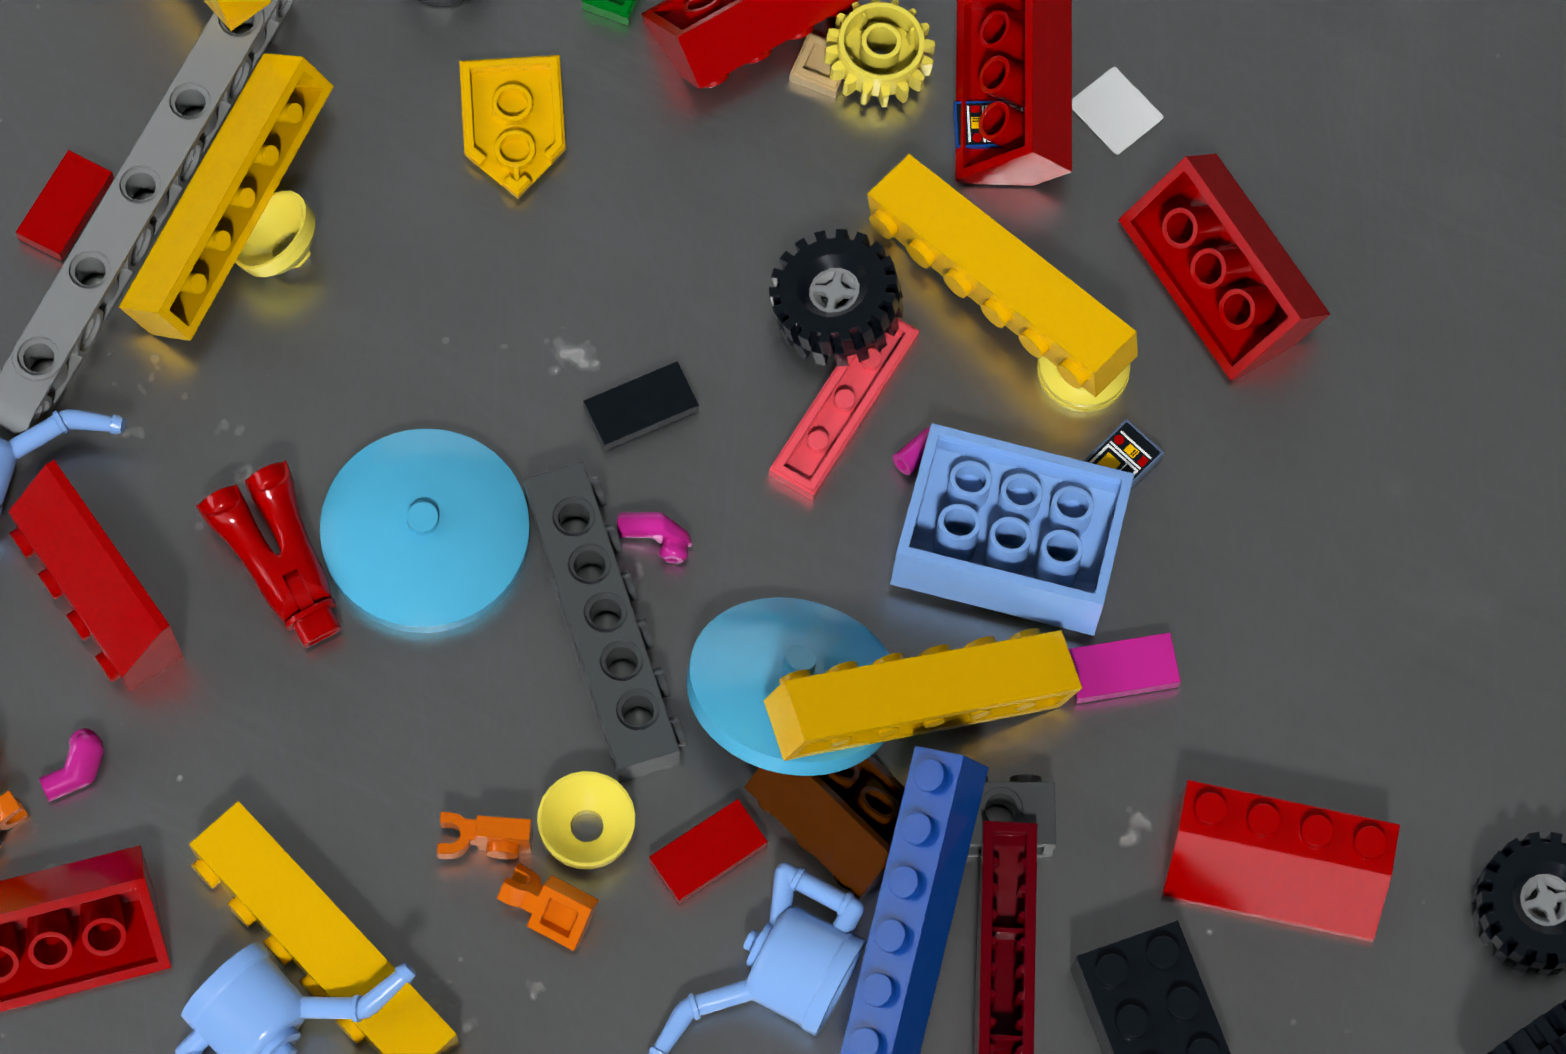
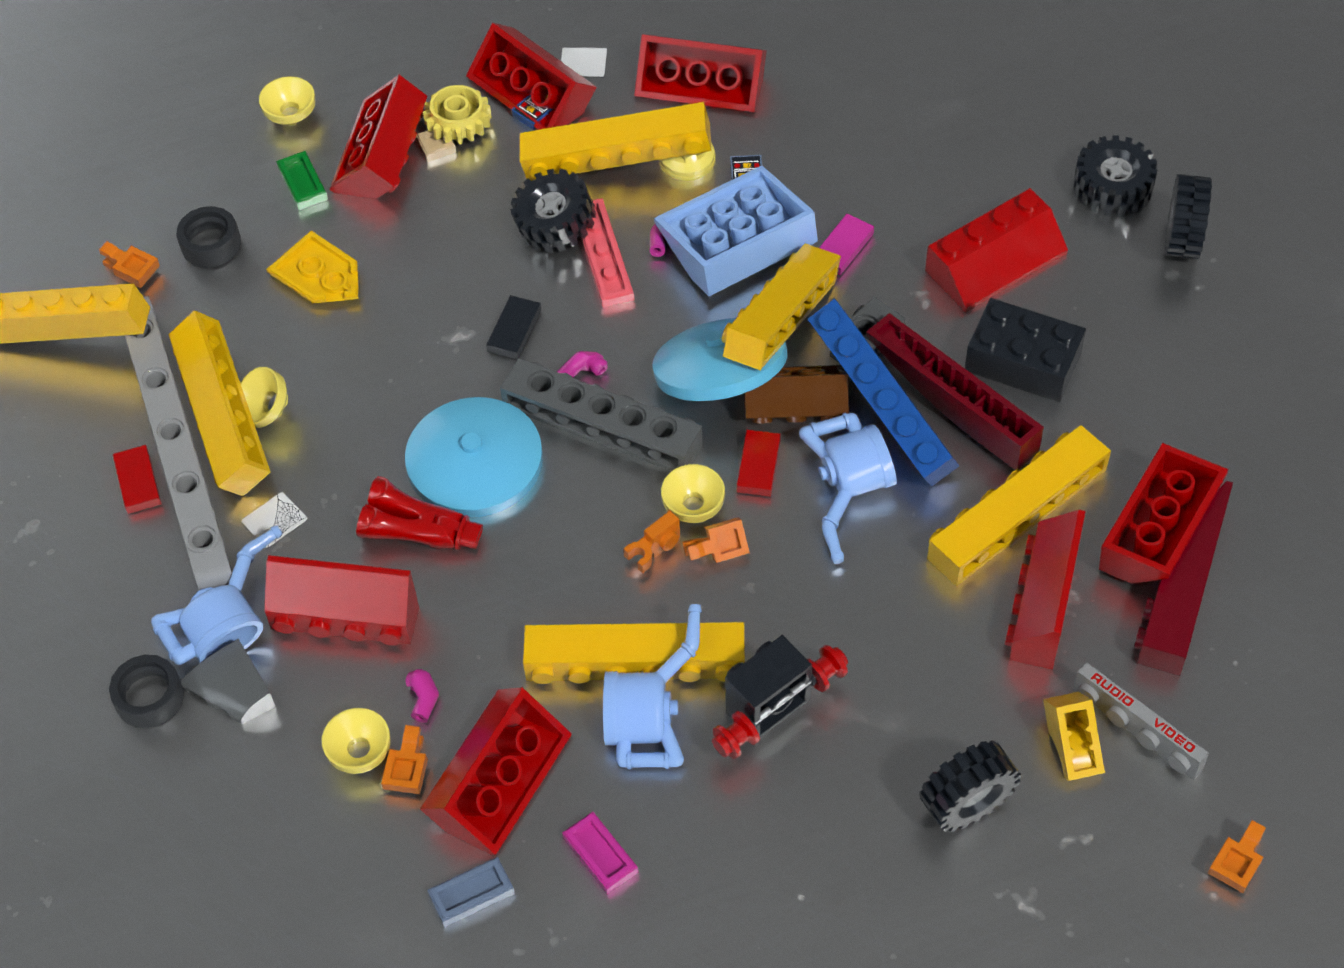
camera: 40 degrees left, 15 degrees down
(152, 396) = (278, 512): none -> white sticker

